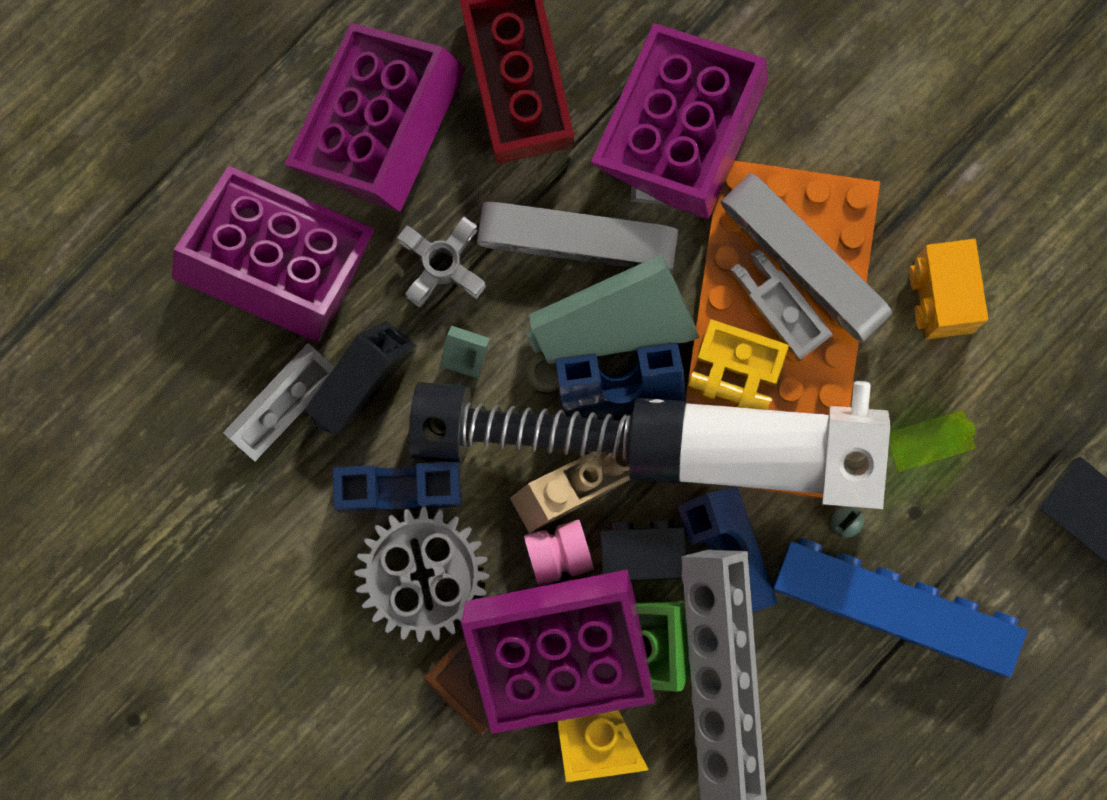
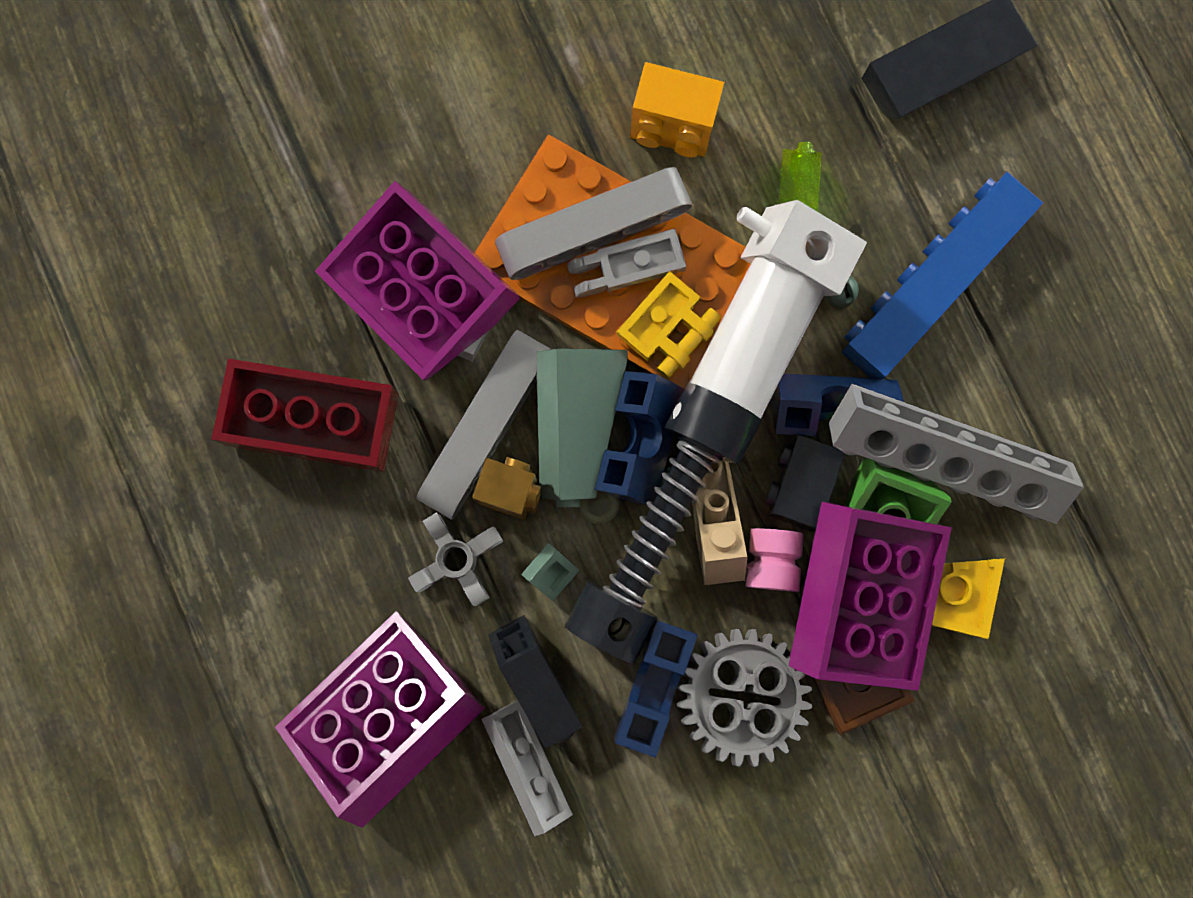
camera: 75 degrees left, 0 degrees up
(376, 115) = (287, 565): magenta slope -> none
(524, 280) = (508, 488): none -> pearl gold brick

